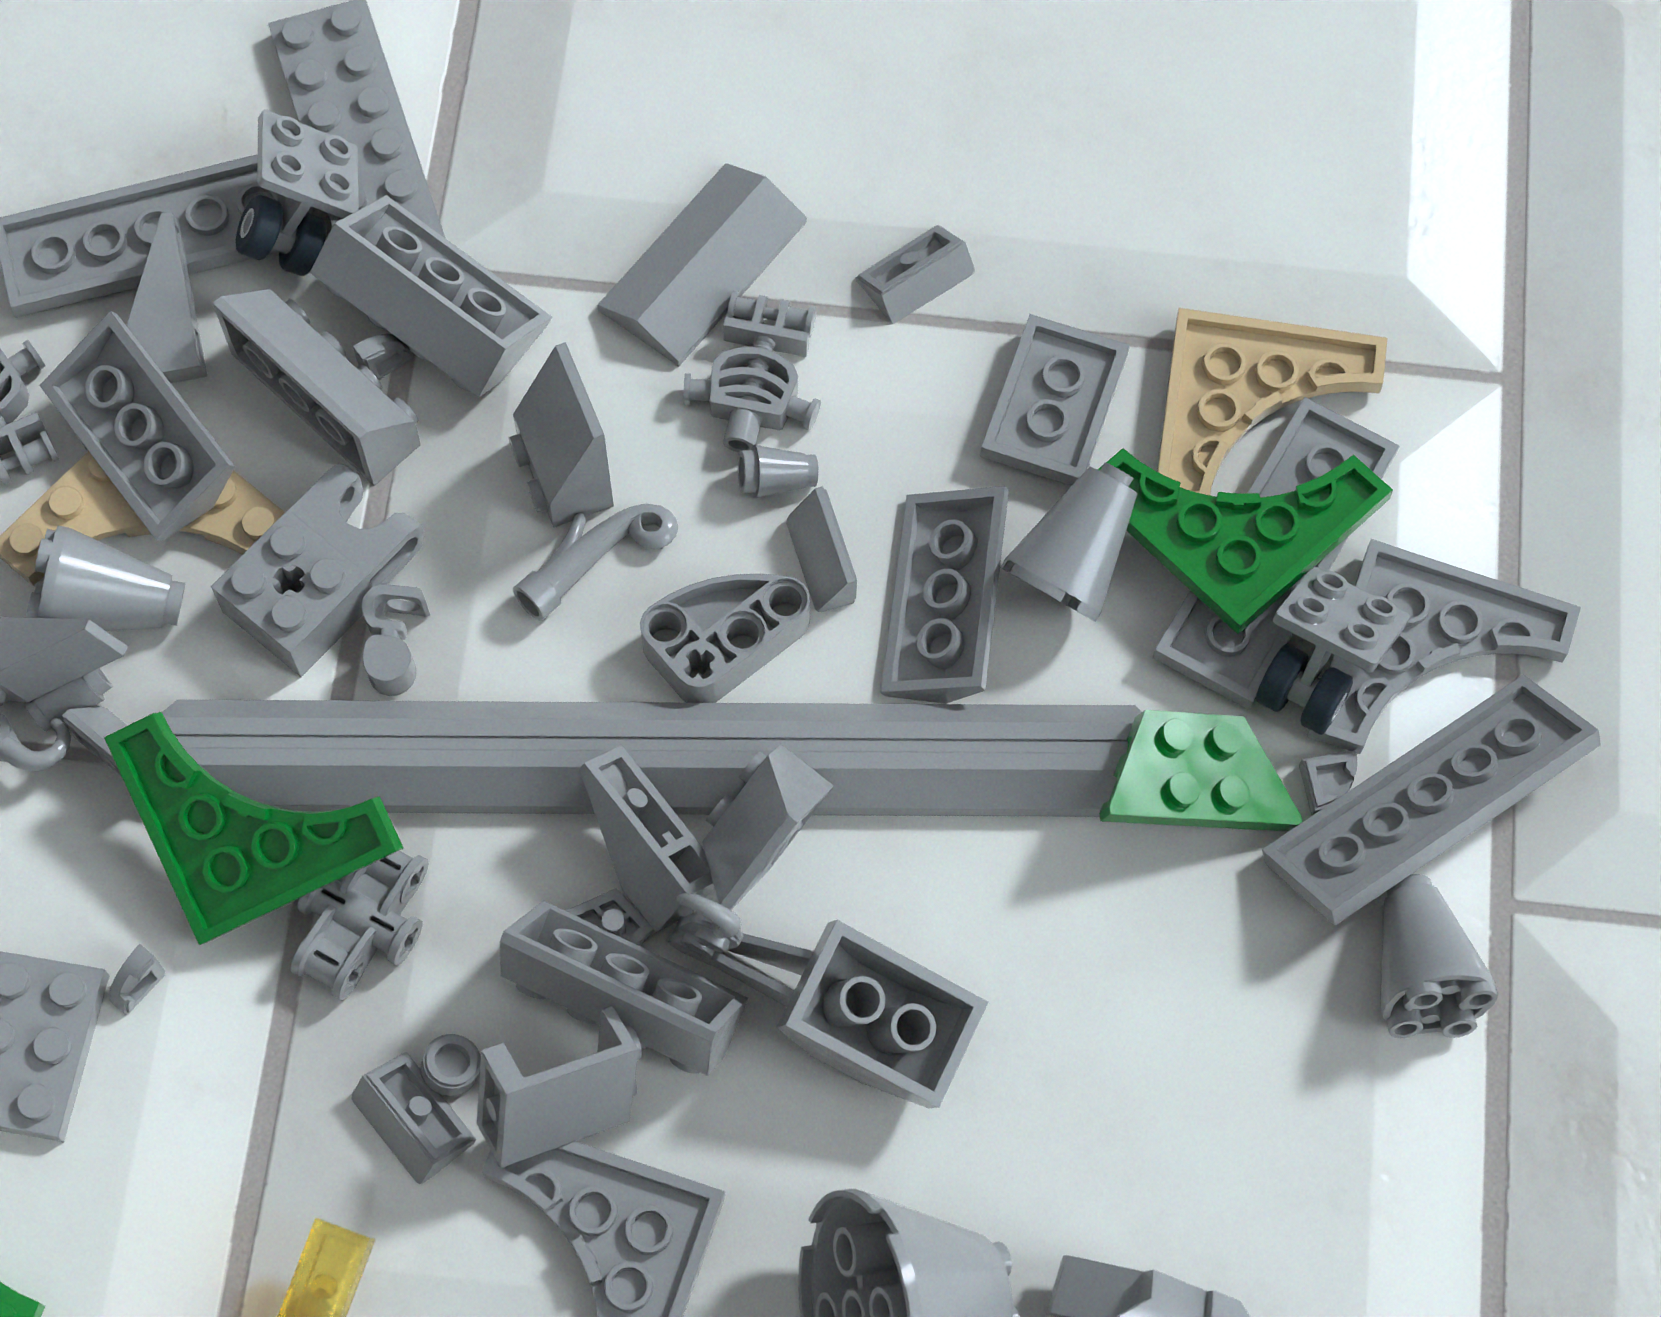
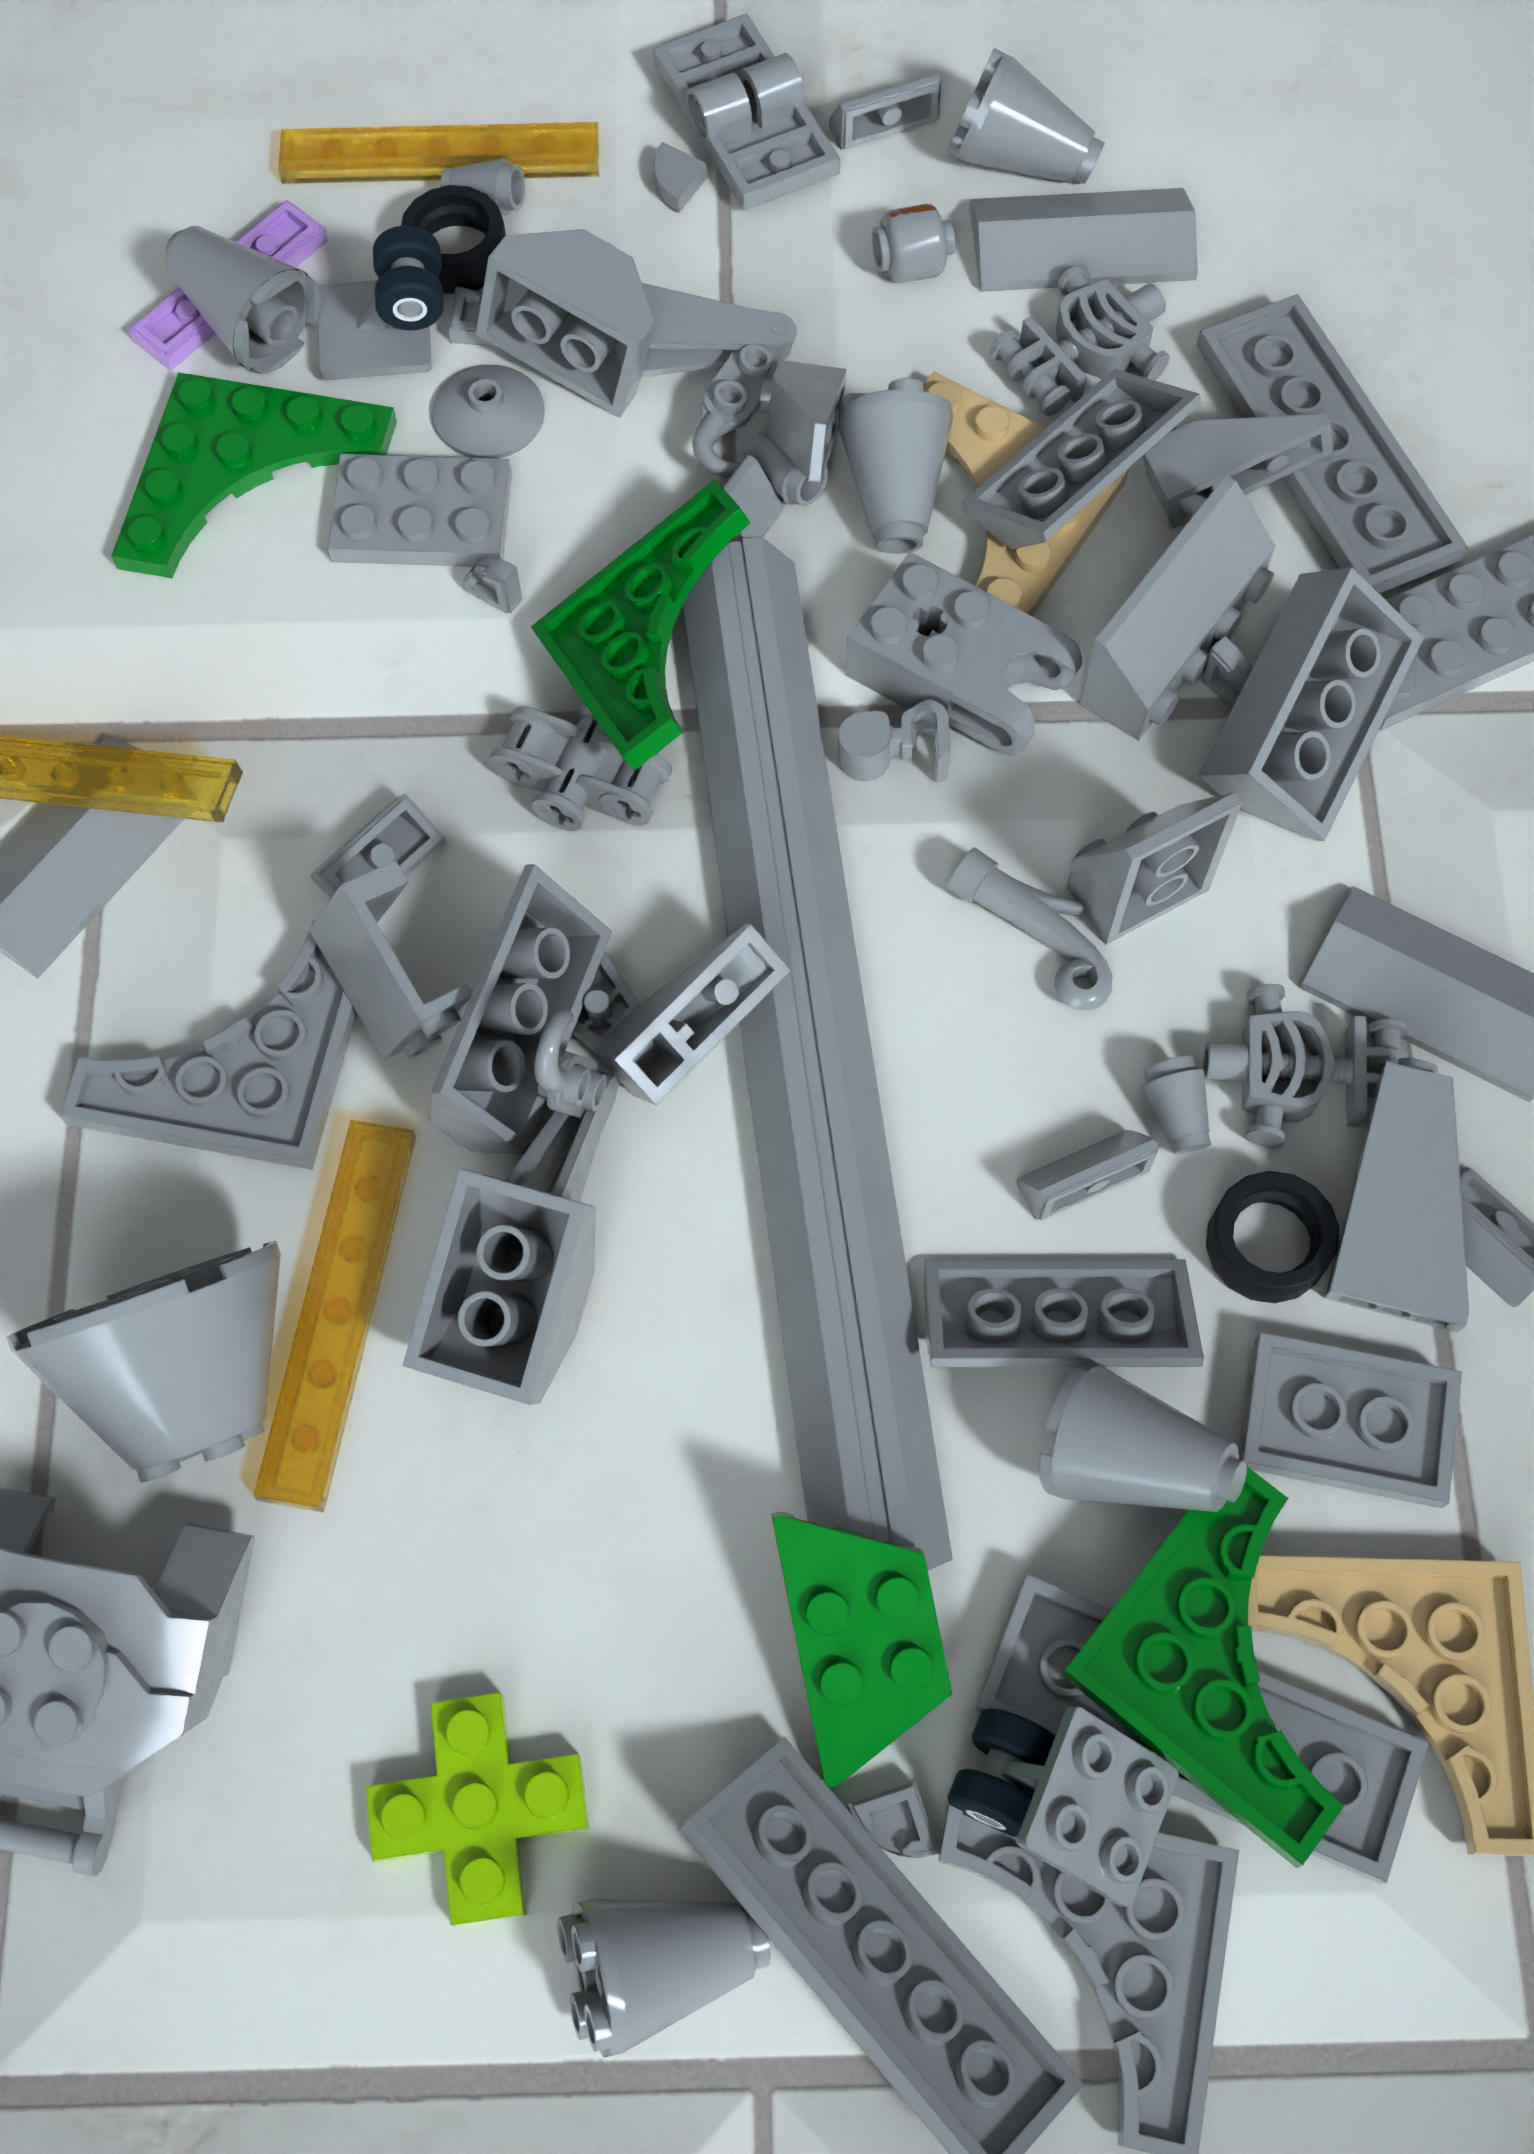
camera: 85 degrees right, 0 degrees up
(309, 171) = (1424, 543): light grey plate -> none
(450, 1064) = (433, 879): light grey tile -> none
(709, 618) = (964, 1053): light grey beam -> none
(760, 821) = (712, 1126): light grey slope -> none
(821, 1165) = (335, 1317): none -> clear yellow tile
(893, 319) = (1404, 1212): none -> light grey slope
(894, 389) = (1296, 1197): none -> black tyre
(1295, 1096) = (477, 1809): none -> lime plate

